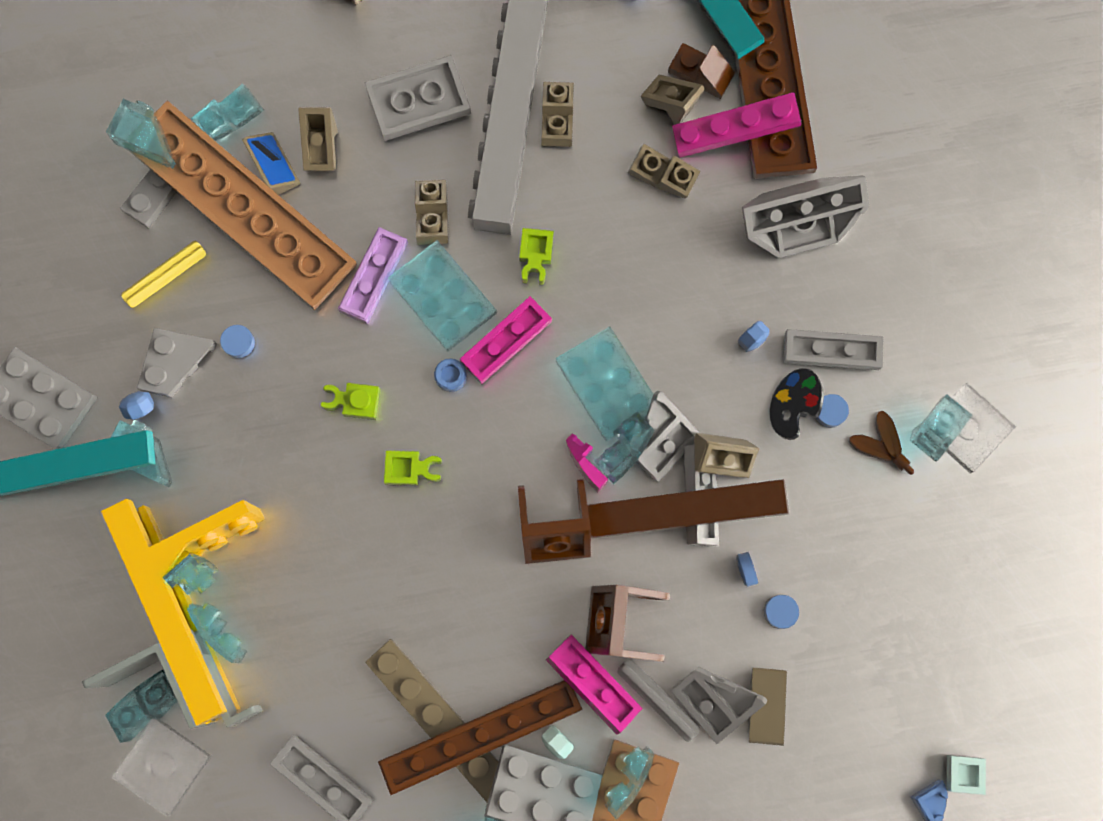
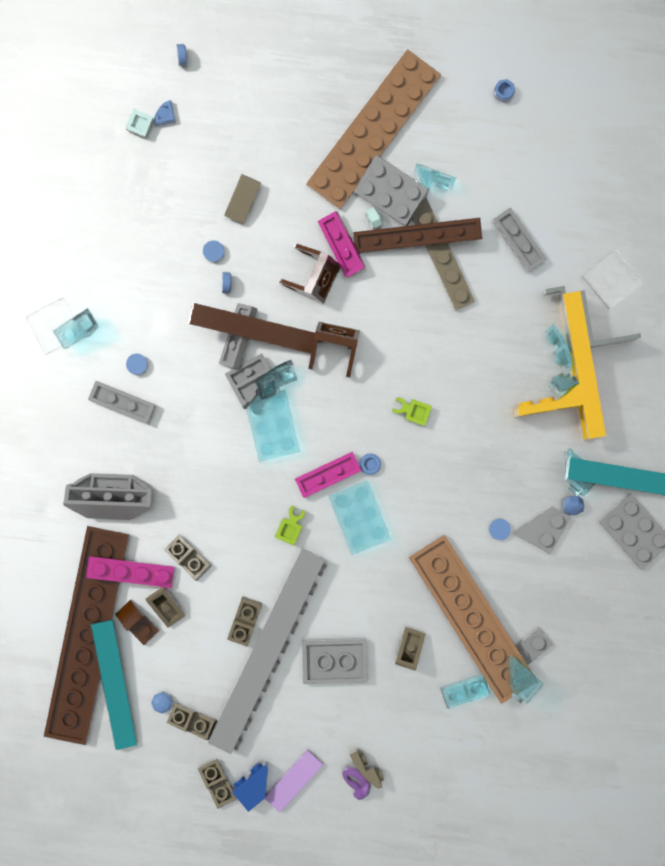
camera: 165 degrees left, 10 degrees up
(145, 702) = (613, 317): clear light blue slope -> none
(163, 274) = (535, 590): light yellow axle -> none
(271, 162) = (445, 646): slope -> none
(357, 401) = (434, 465): lime plate -> none
(372, 275) = (400, 547): lavender tile -> none
(431, 212) = (349, 578): dark tan slope -> none
(579, 454) = (304, 387): dark pink slope -> none
(637, 768) = (333, 186): clear light blue slope -> none
(658, 700) = (305, 223): light grey axle -> none
(717, 702) = (272, 210): light grey wing -> none
(724, 455) = (215, 356): dark tan slope -> none
(754, 336) = (169, 426): medium blue tile -> none
(801, 396) = (154, 379): black piece -> none
(888, 448) = (108, 329): reddish brown piece -> none

